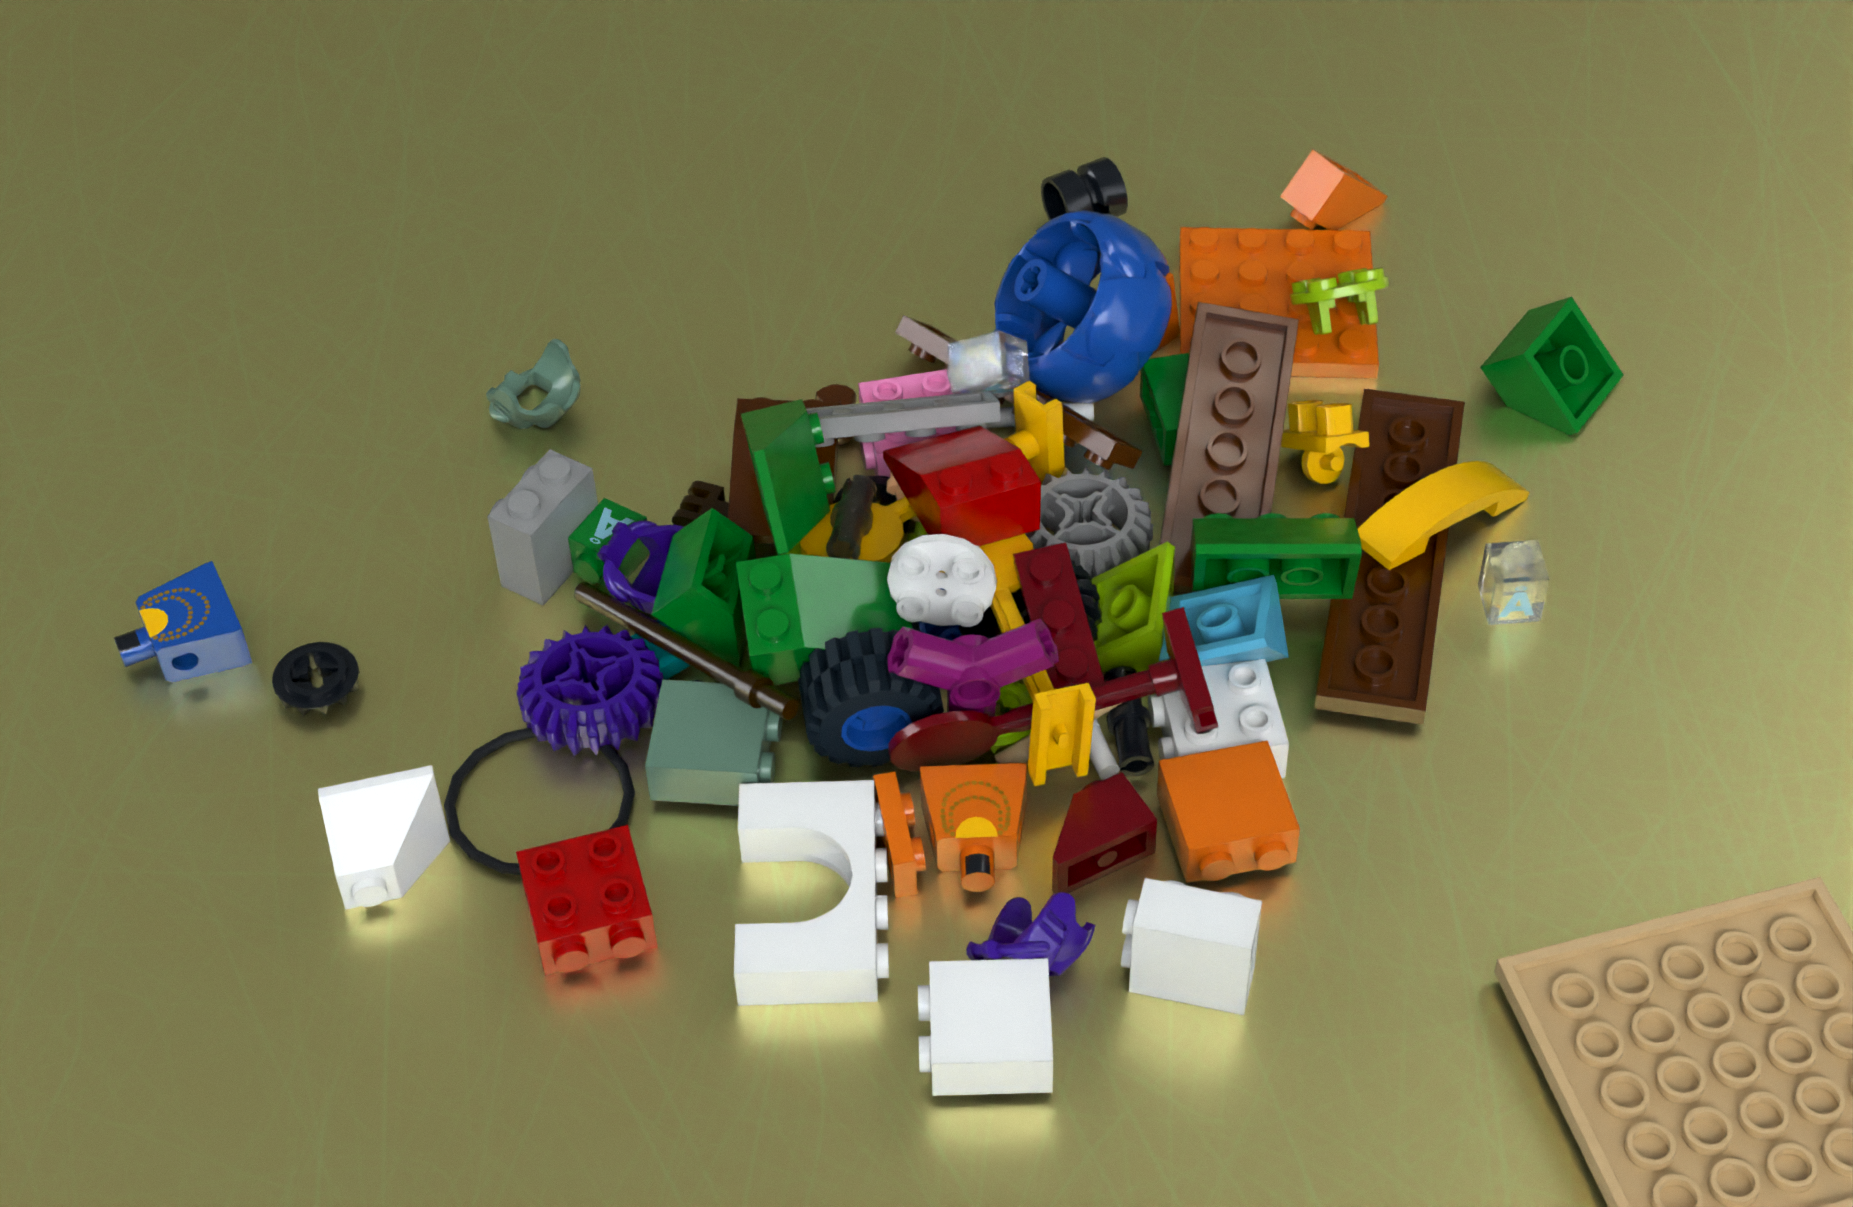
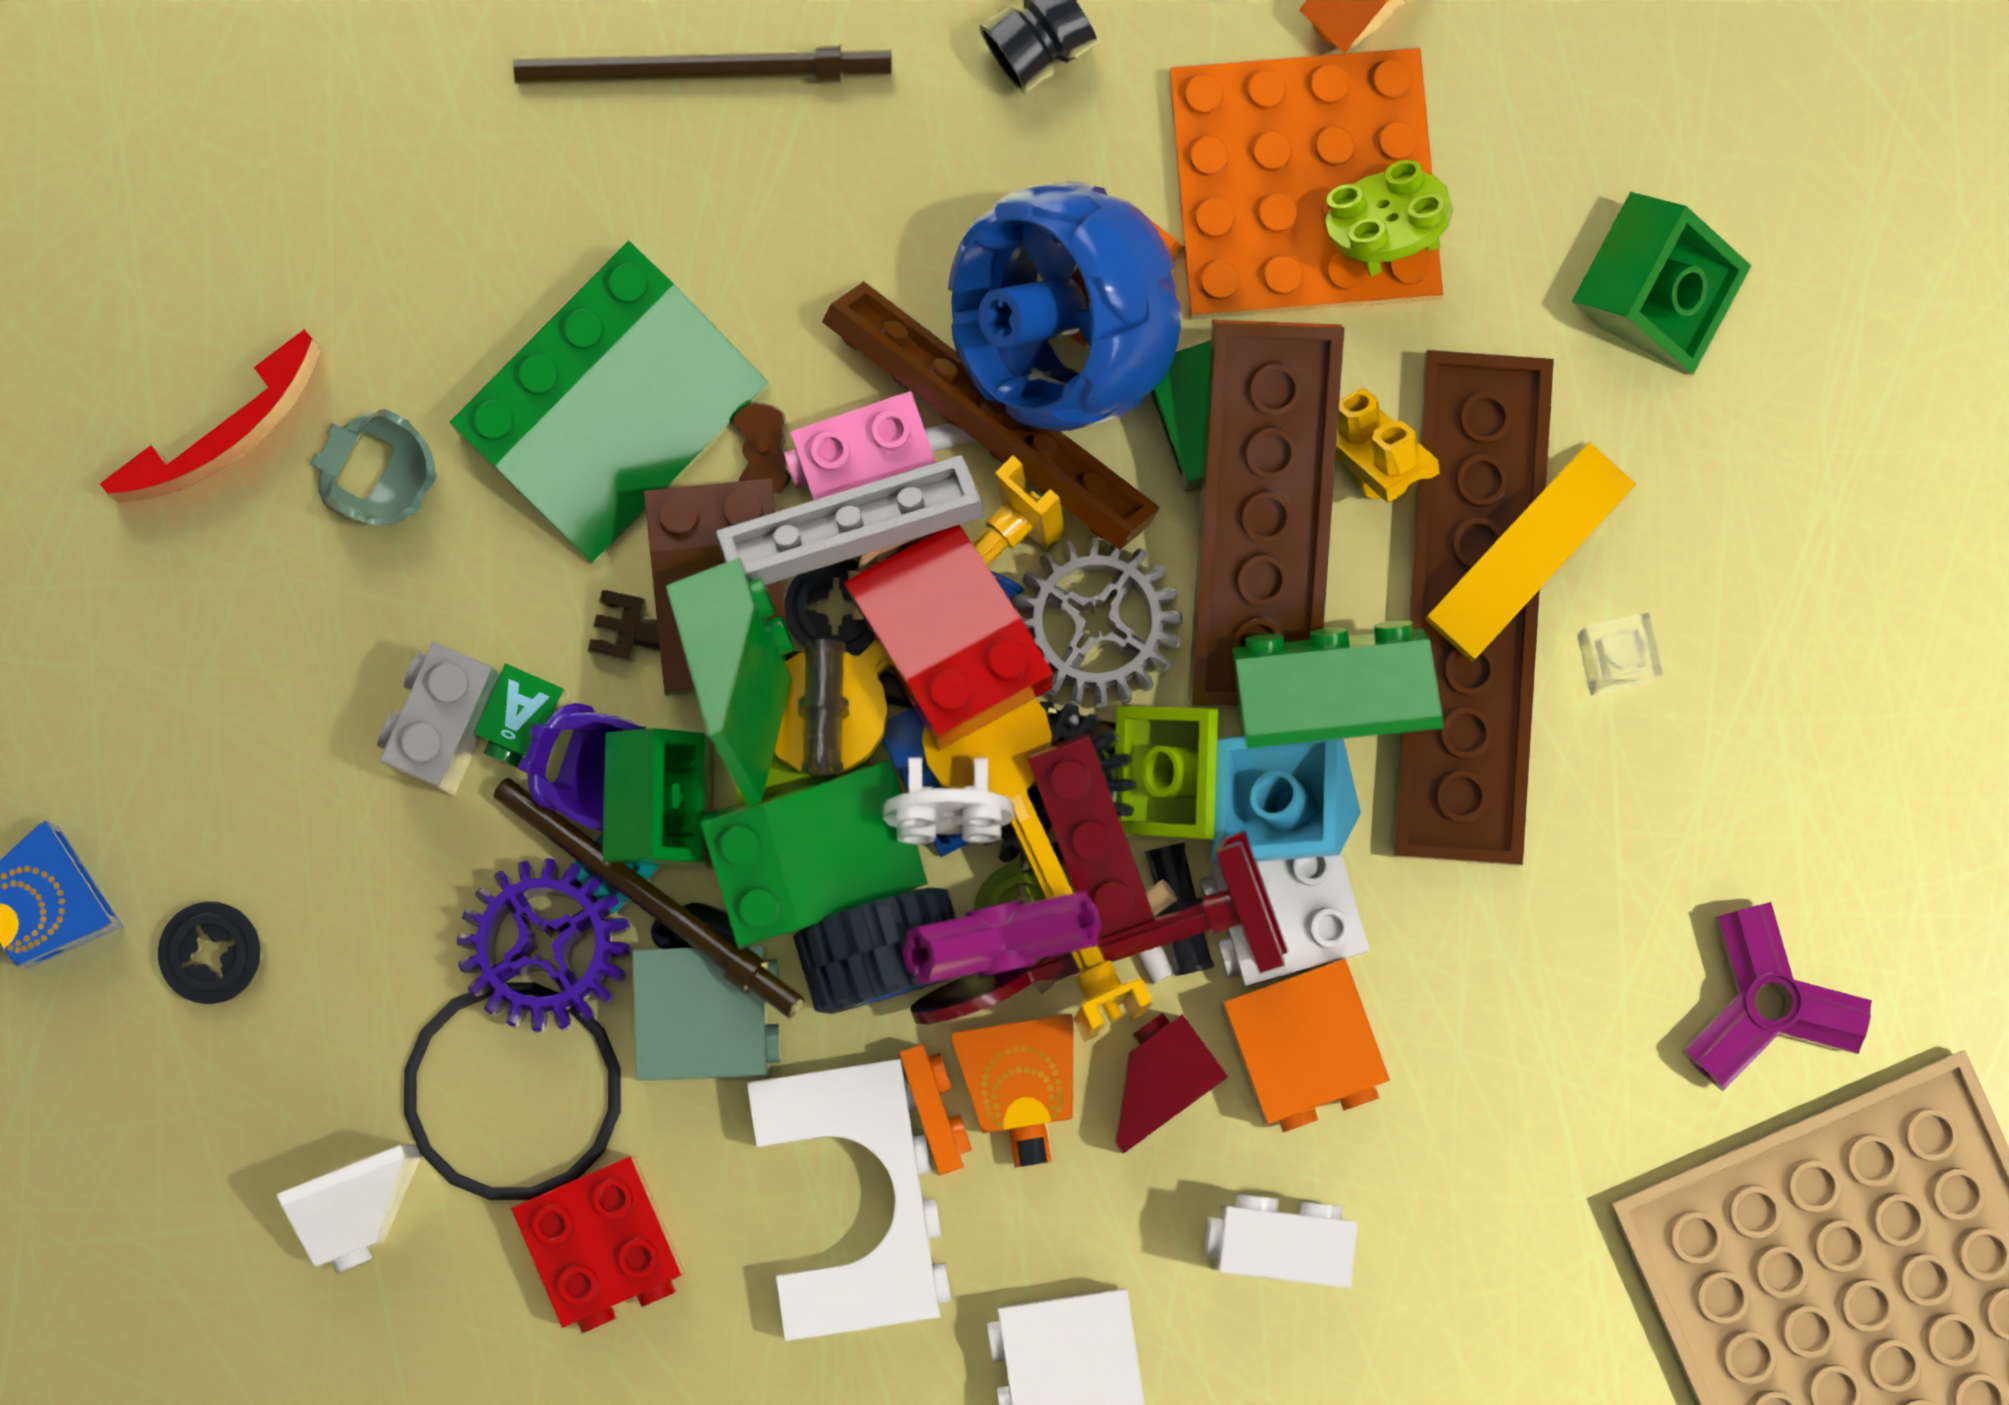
camera: 10 degrees left, 35 degrees up
(424, 369) = (152, 476): none -> red slope
(694, 362) = (609, 402): none -> slope
(924, 208) = (826, 63): none -> dark brown bar
(988, 363) = (957, 422): clear brick -> none
(1049, 936) = (1100, 1232): dark purple helmet -> none
(1640, 829) = (1809, 1013): none -> magenta piece

